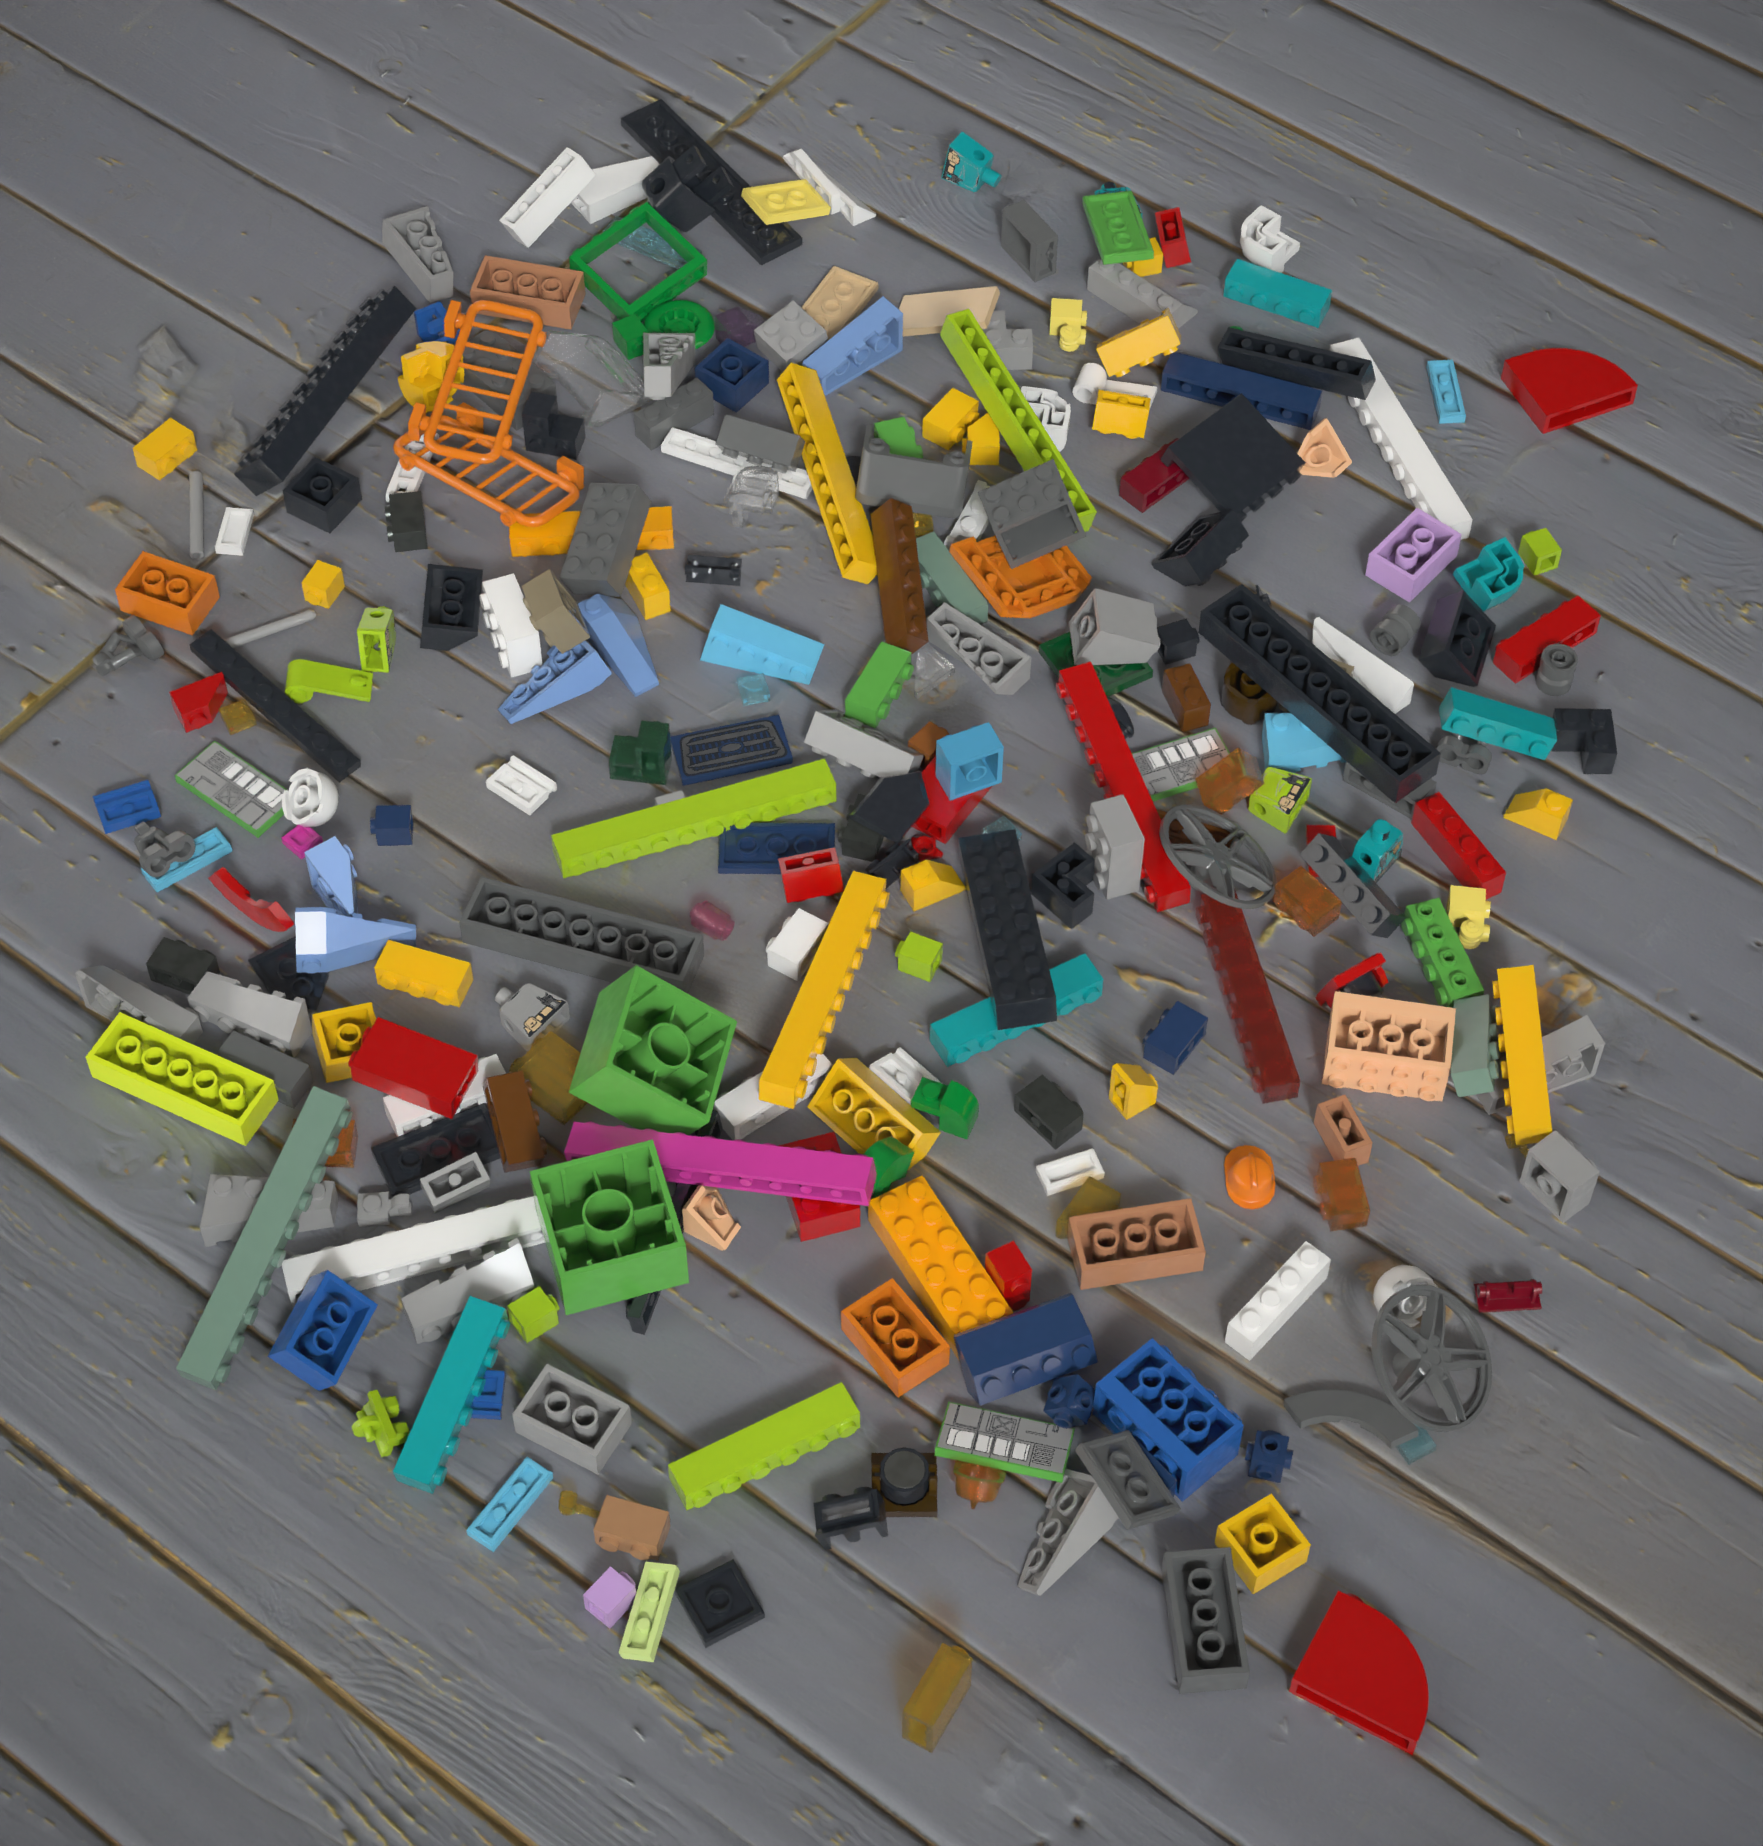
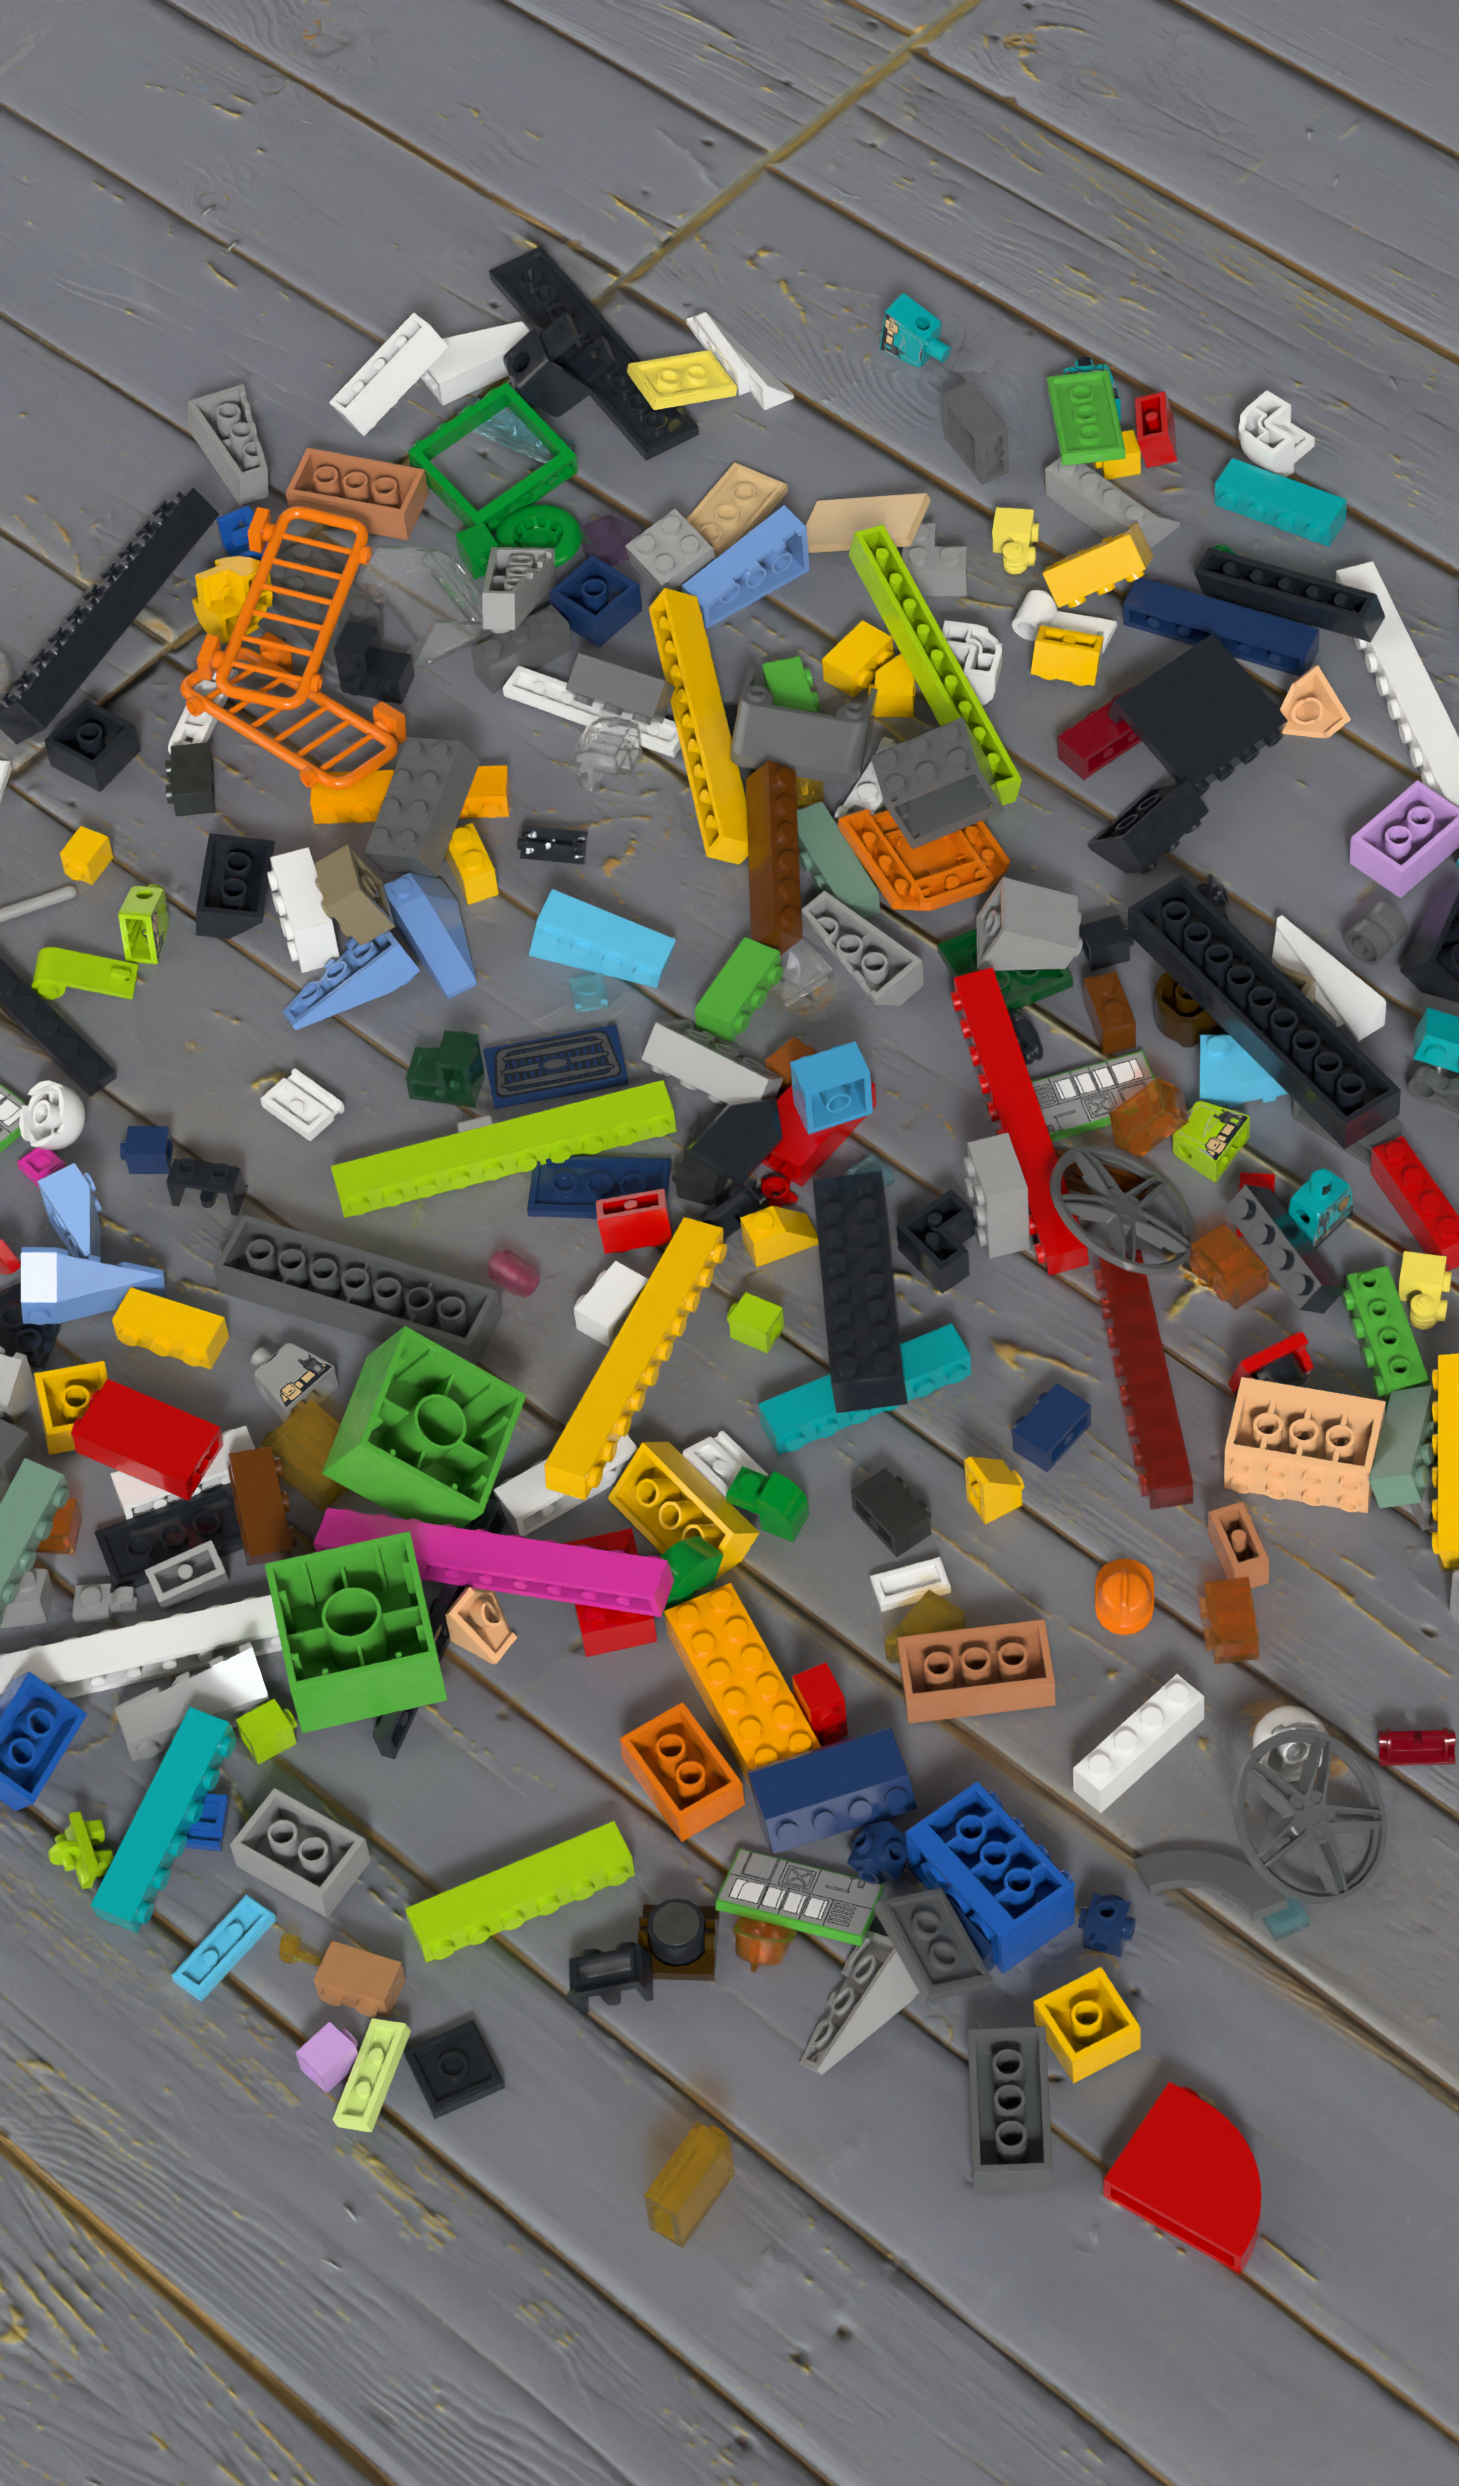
camera: 10 degrees right, 0 degrees up
(448, 848) = (209, 1178): none -> black window

